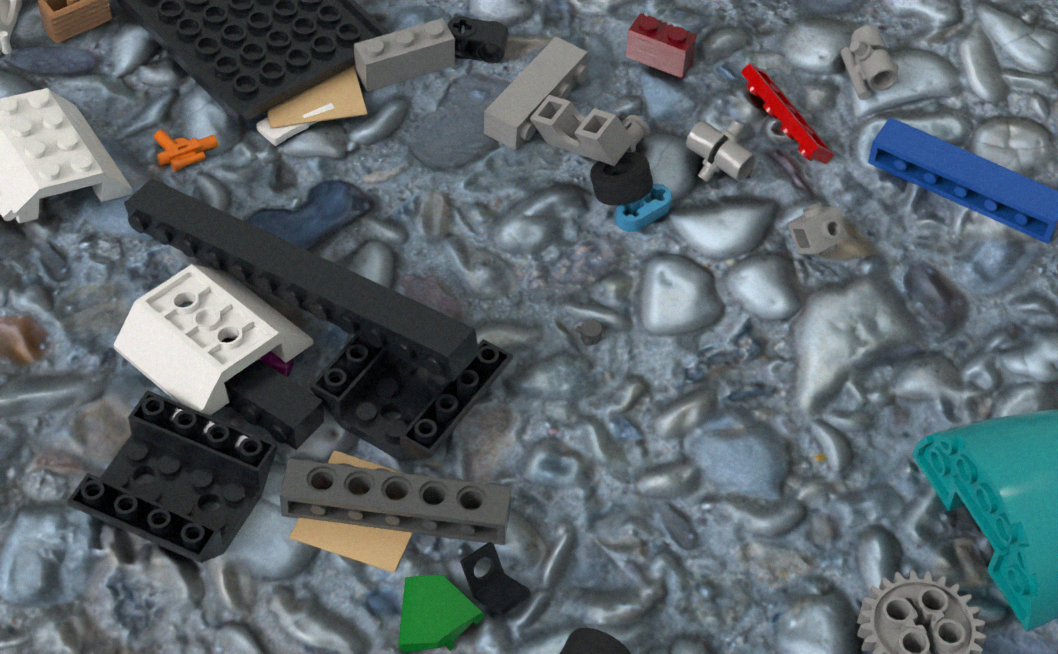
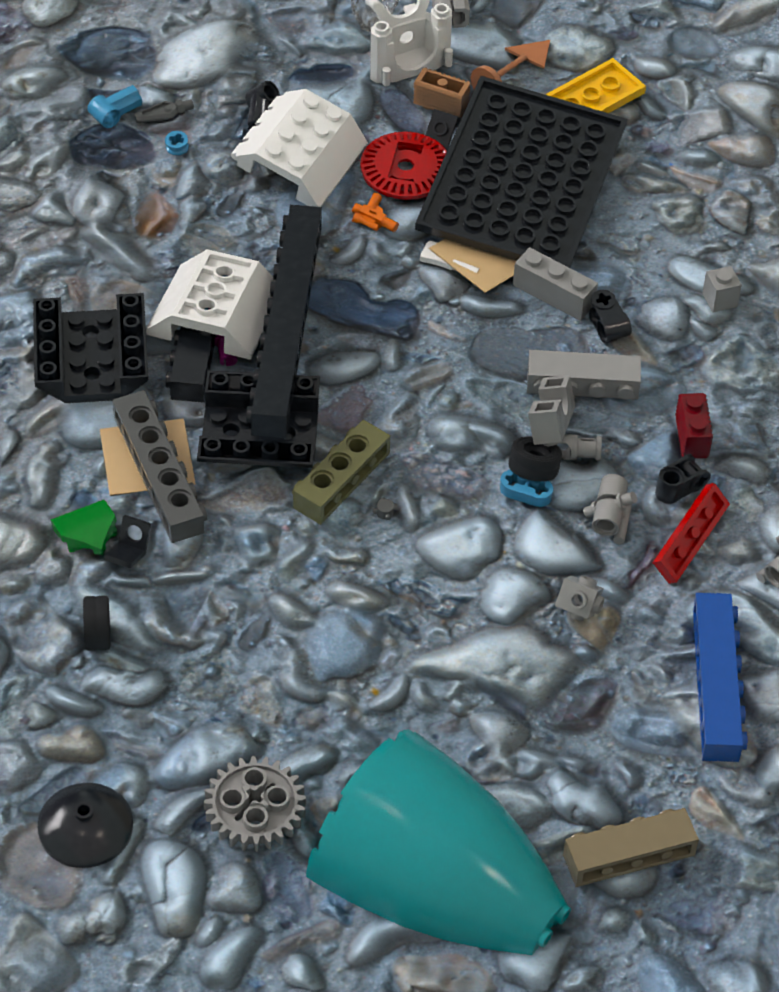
camera: 60 degrees right, 0 degrees up
(112, 107) = (384, 154): none -> red piece
(117, 37) = (442, 127): none -> black bracket
(516, 328) = (341, 471): none -> olive brick
(715, 90) = (680, 480): none -> black piece

